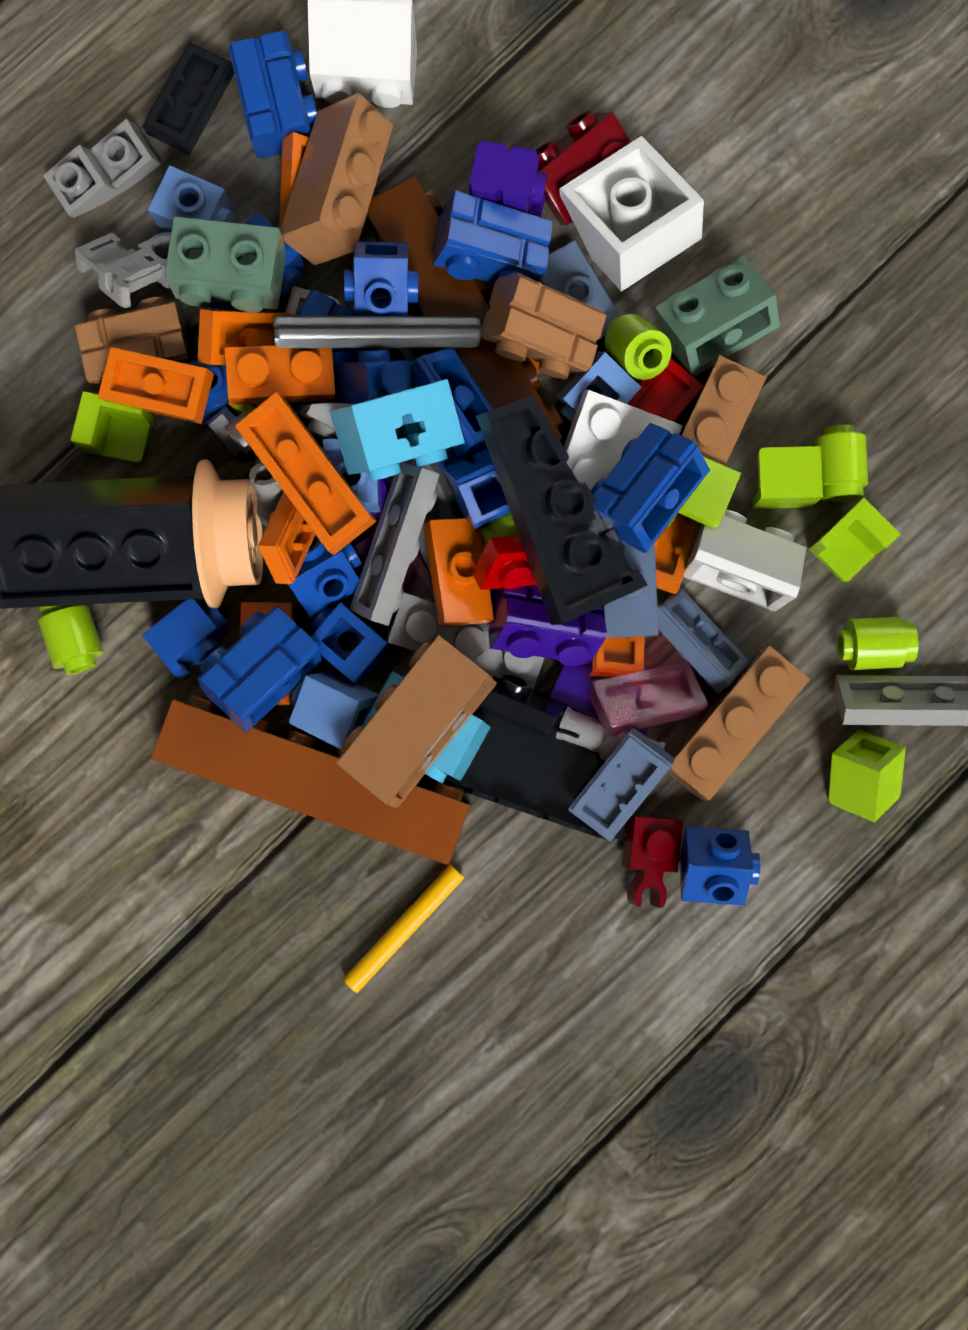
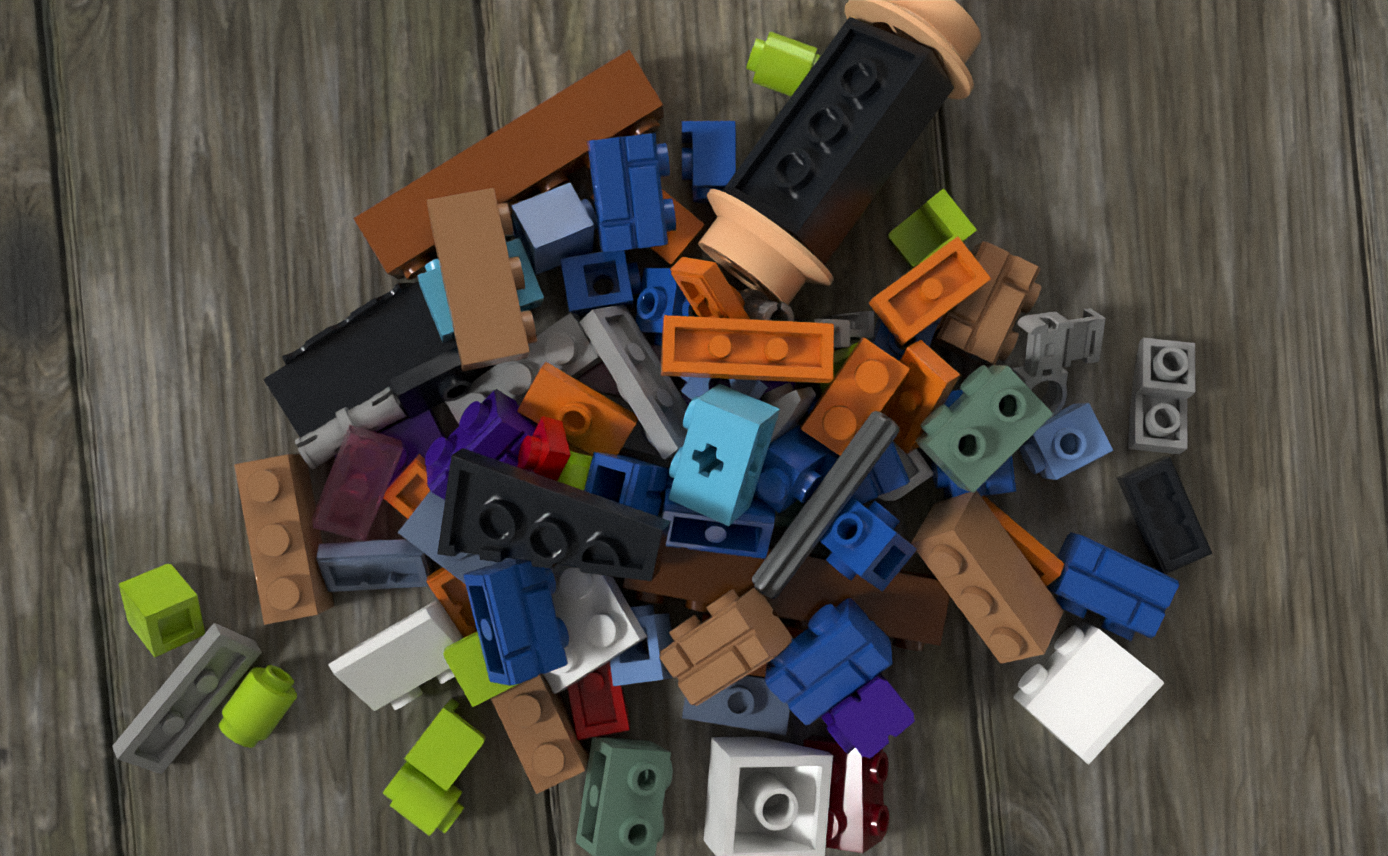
camera: 125 degrees right, 5 degrees up
(403, 928) = (341, 145): yellow bar -> none
(621, 784) = (305, 406): sand blue plate -> none
(637, 346) = (651, 711): lime brick -> none
(651, 849) = (243, 387): dark red plate -> none
(717, 866) = (184, 431): blue brick -> none
(854, 540) = (357, 756): lime panel -> none

